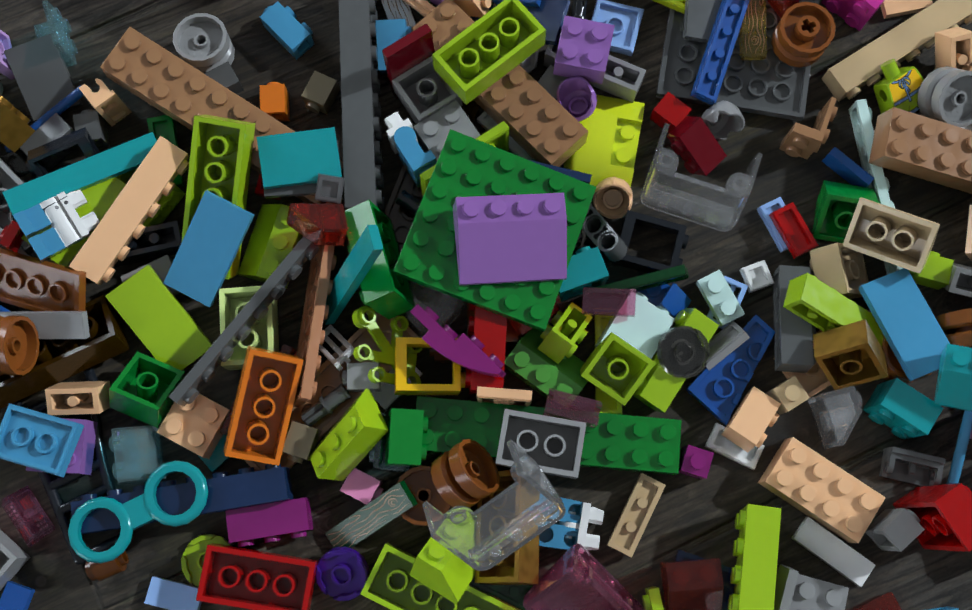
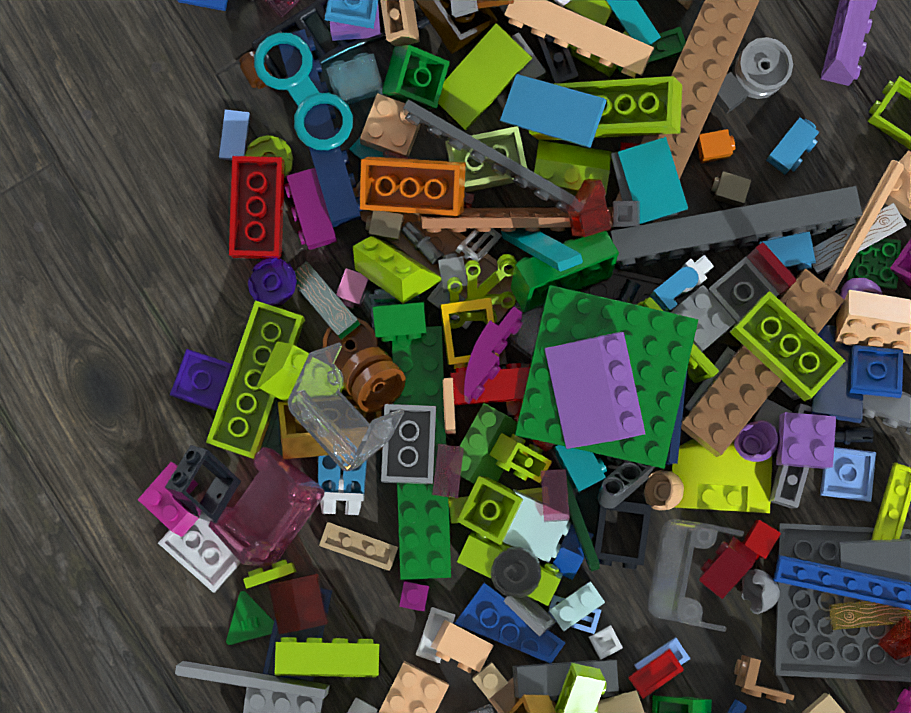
camera: 80 degrees right, 5 degrees up
(803, 34) = (875, 668): dark orange wheel -> none

